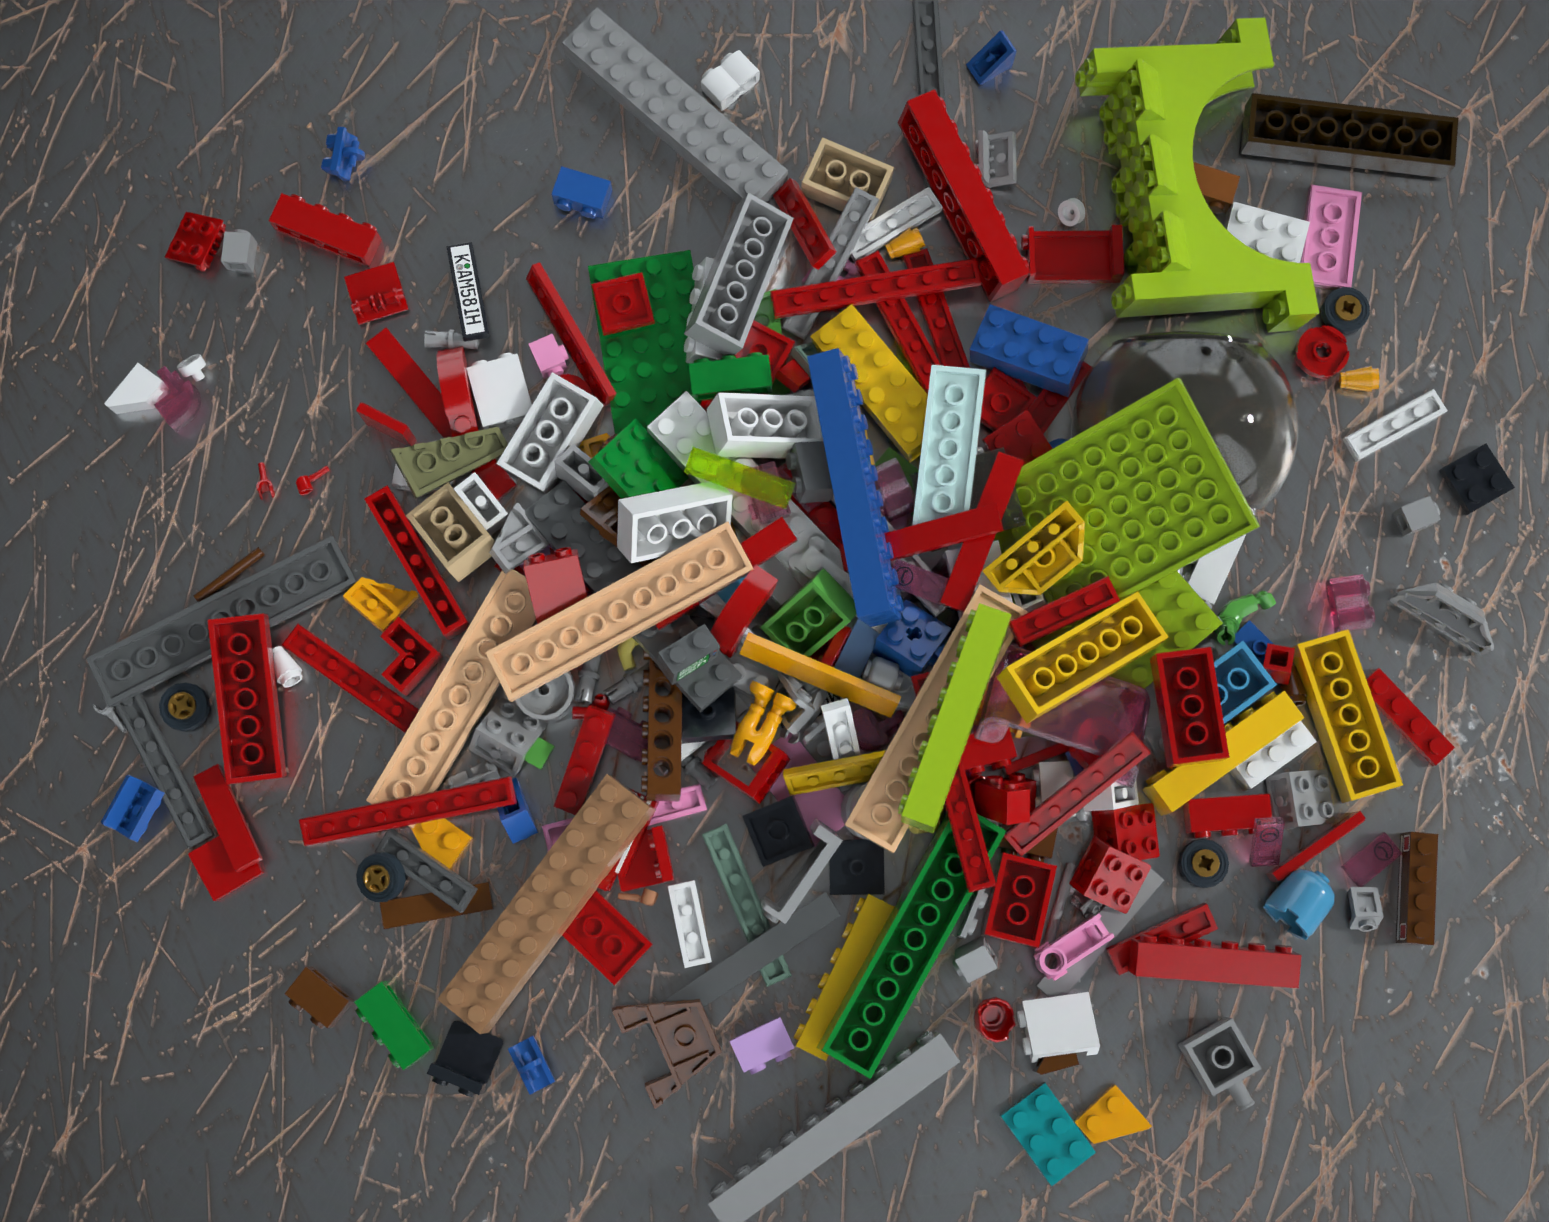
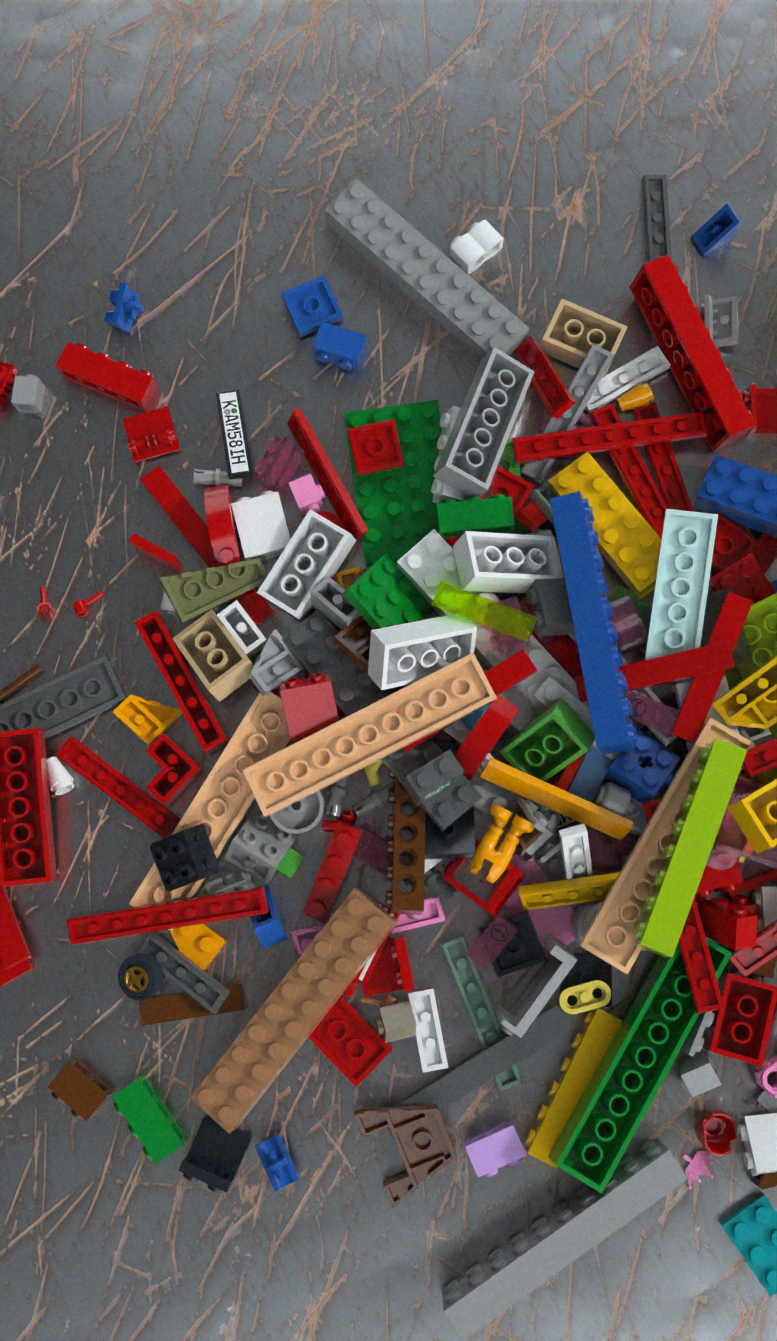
camera: 10 degrees right, 0 degrees up
(425, 748) = (184, 857): none -> black bracket
(517, 323) = (278, 464): none -> clear pink brick
(550, 147) = (311, 305): none -> blue plate
(655, 915) = (396, 1022): none -> dark tan brick
(756, 828) = (492, 941): none -> clear pink tile
(854, 881) = (584, 997): none -> light yellow plate
(976, 1056) = (697, 1166): none -> bright pink piece

